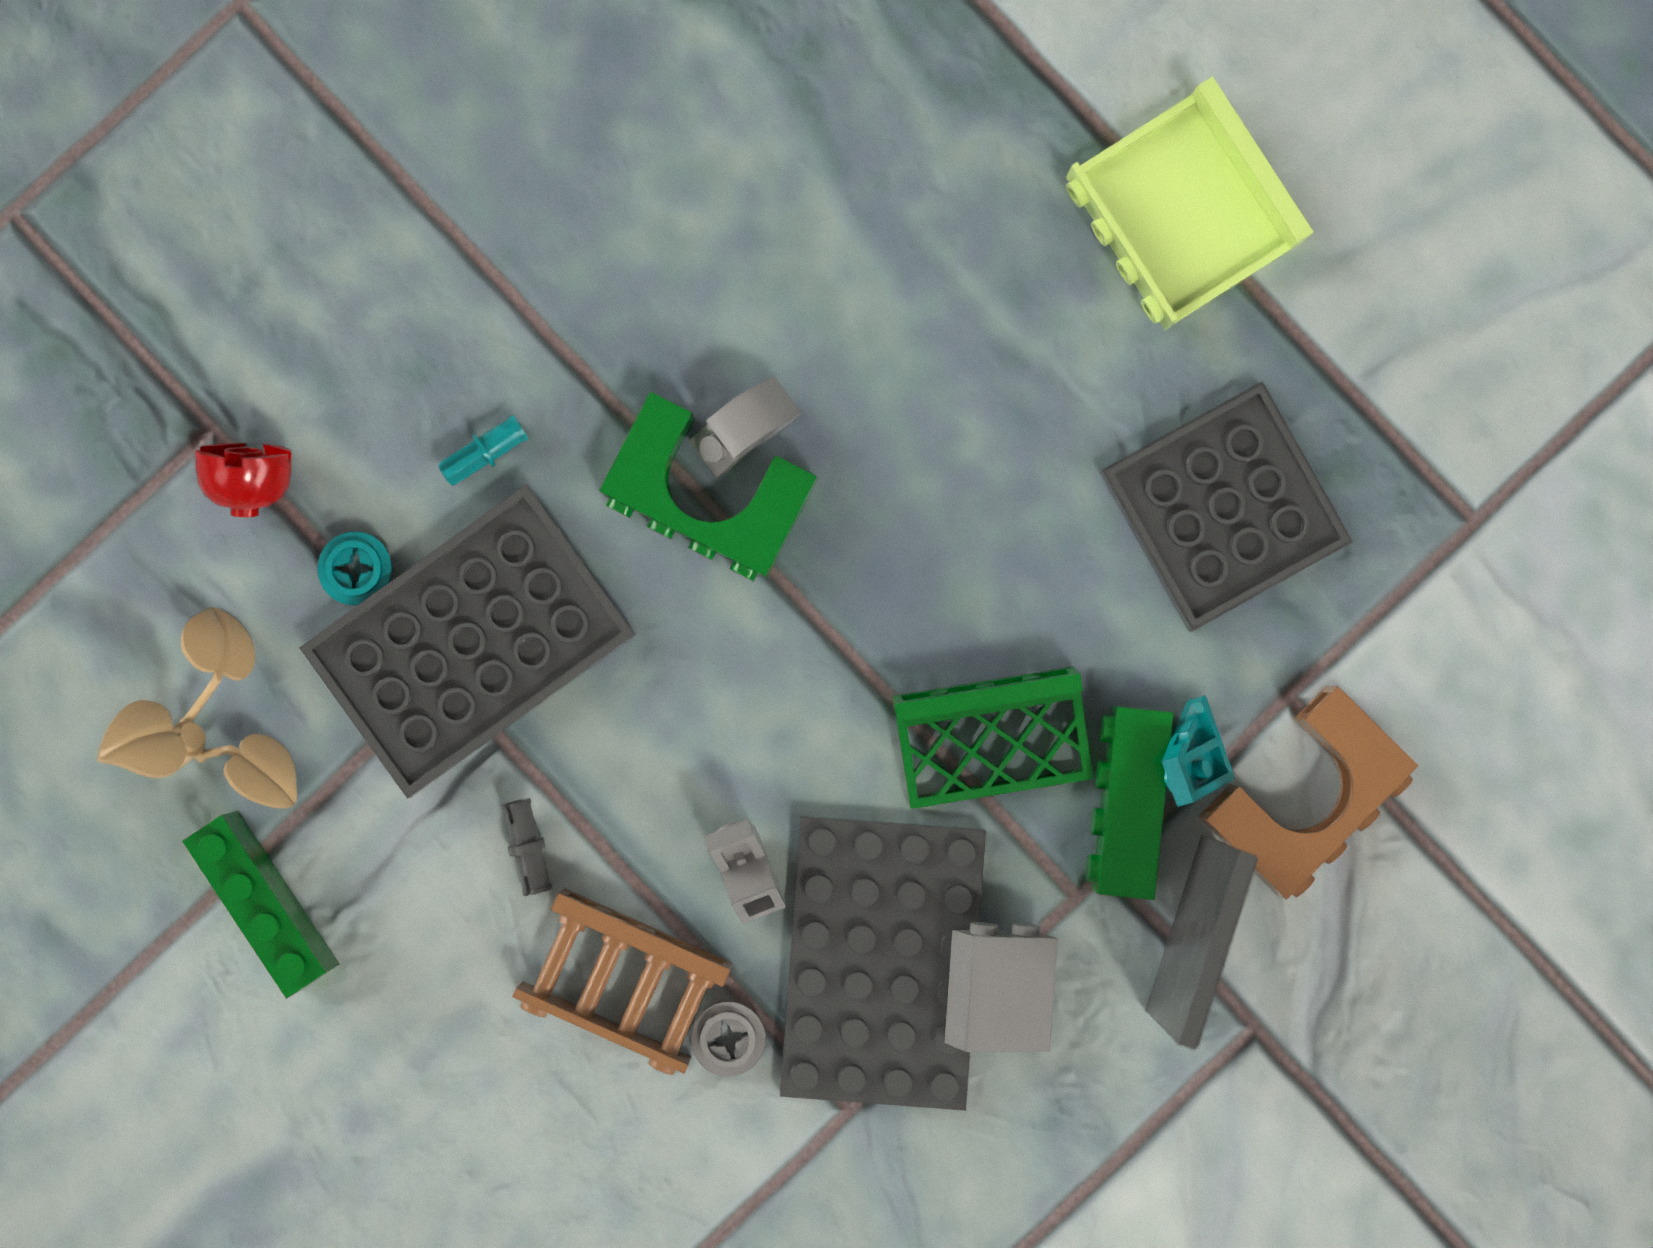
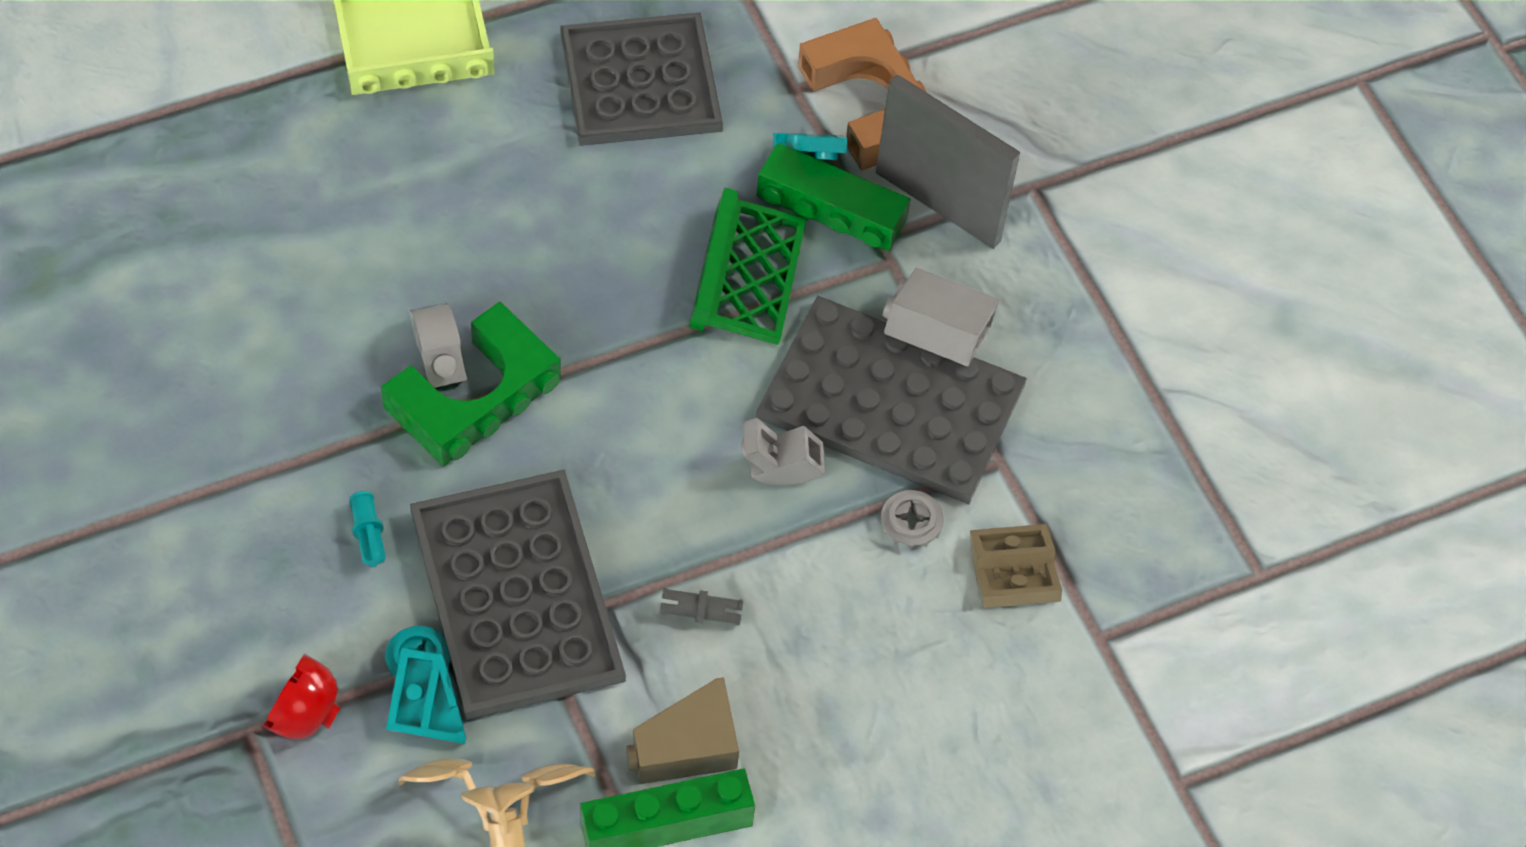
camera: 75 degrees left, 30 degrees down
(298, 600) = (424, 698): none -> teal wing
(359, 890) = (687, 738): none -> dark tan slope
(619, 933) = (825, 536): medium nougat fence -> none
(714, 1171) = (1015, 565): none -> dark tan slope

